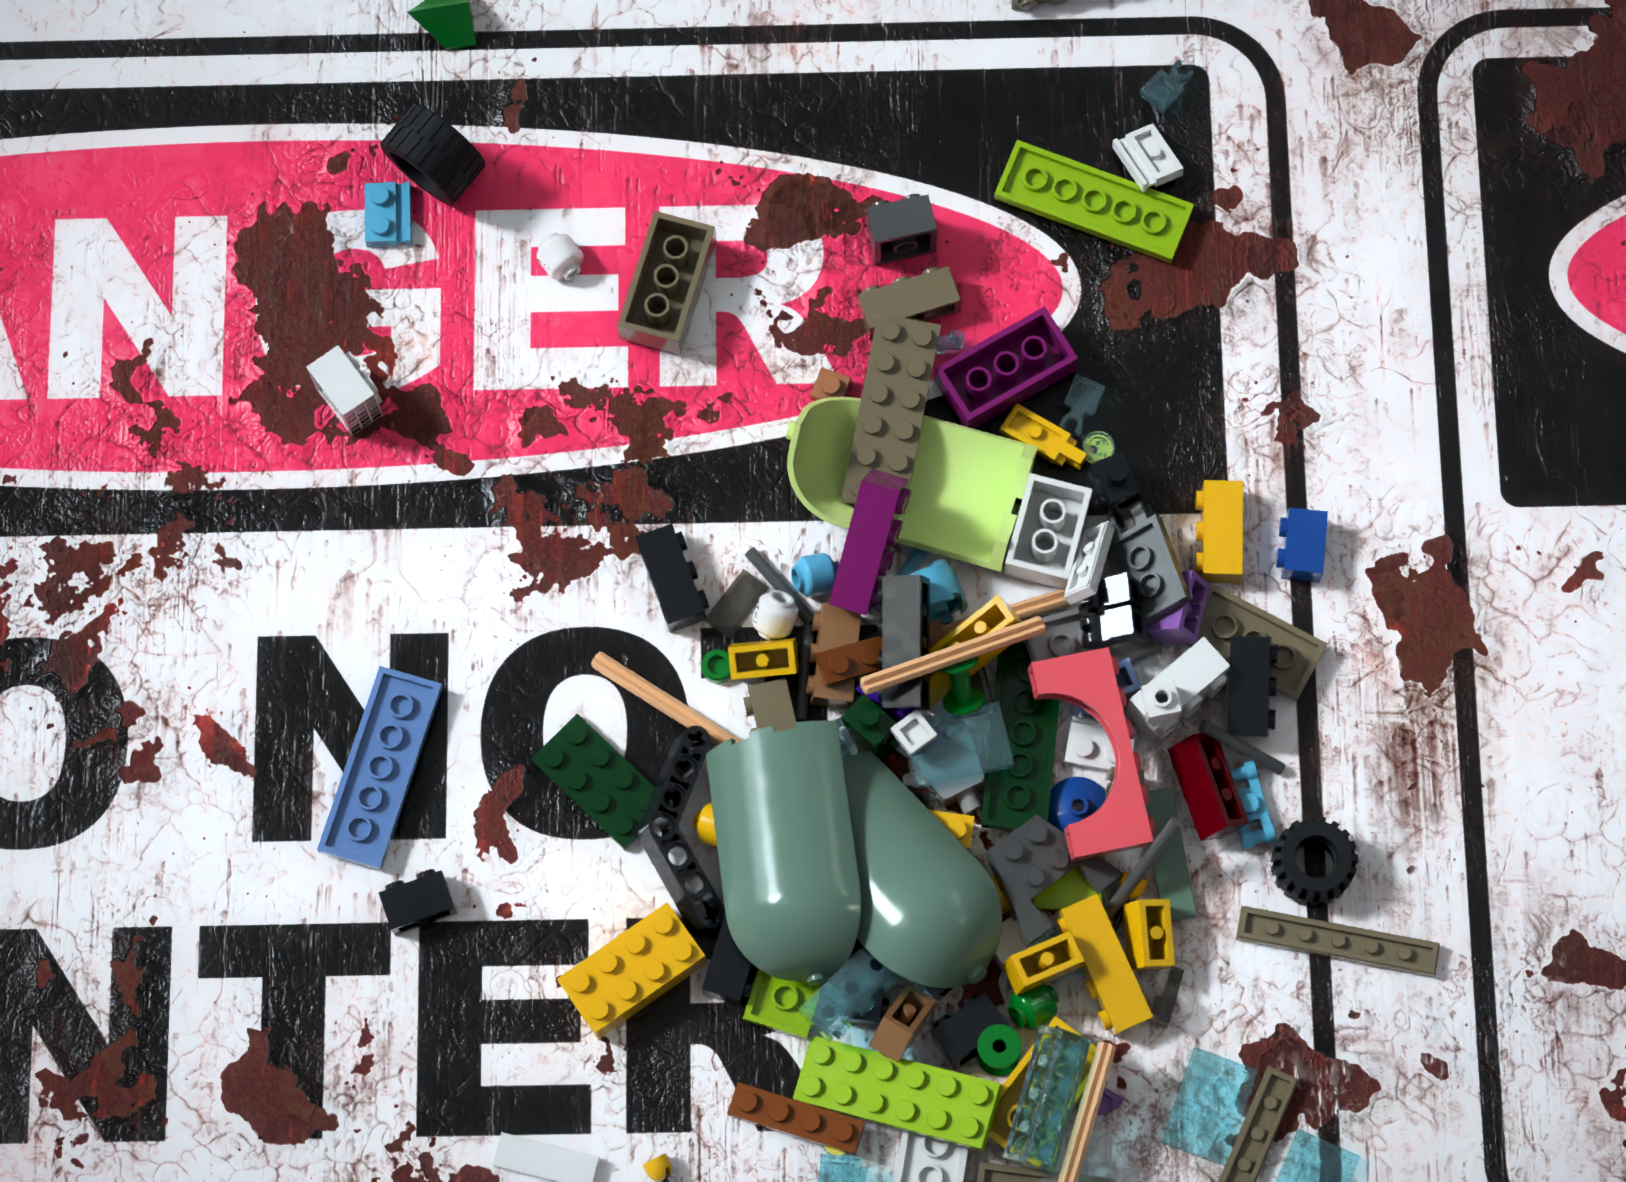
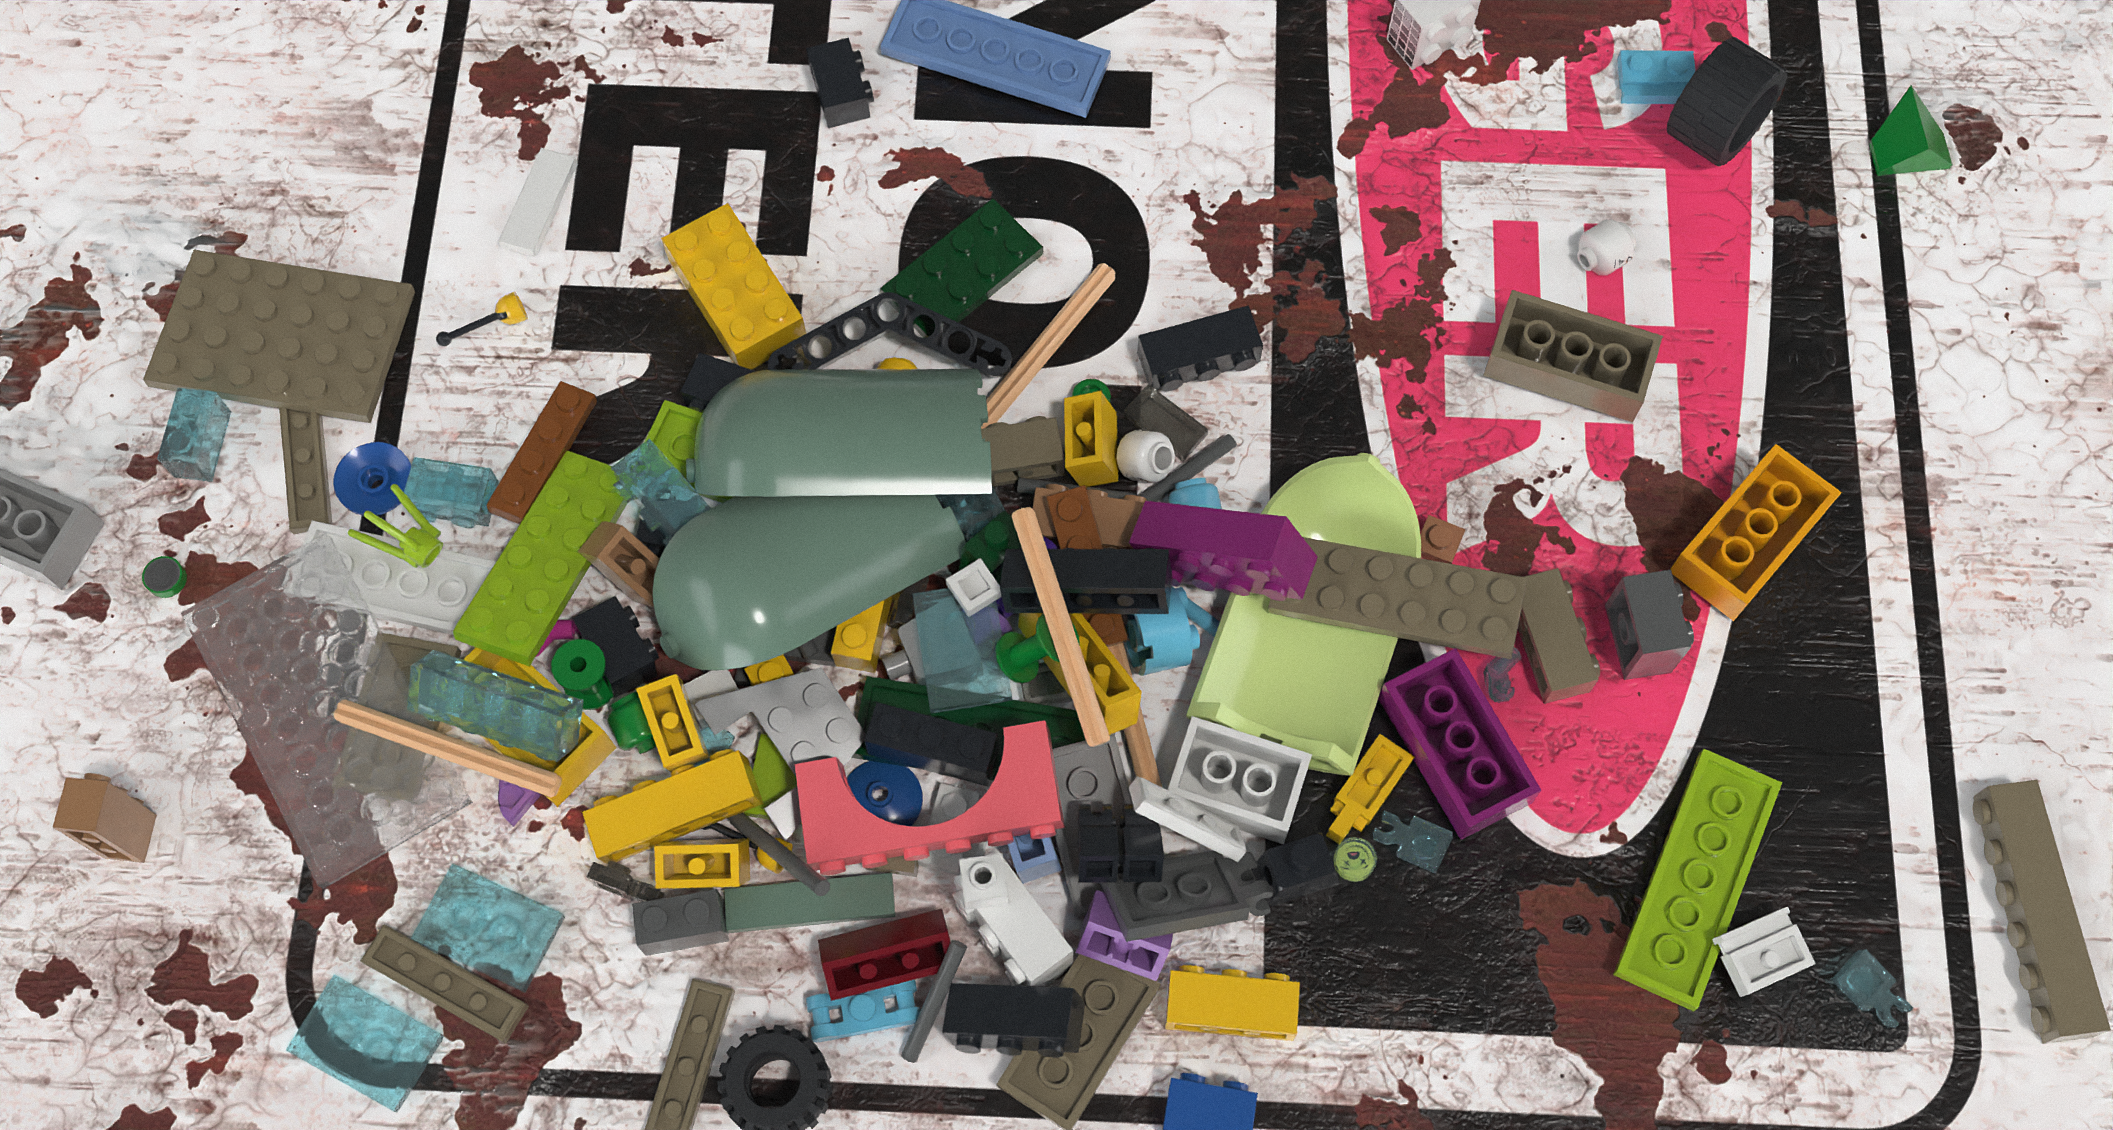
camera: 90 degrees right, 5 degrees down
(815, 150) = (1754, 532): none -> light orange brick
(1041, 761) = (932, 744): none -> black brick
(1196, 949) = (680, 922): none -> dark grey brick

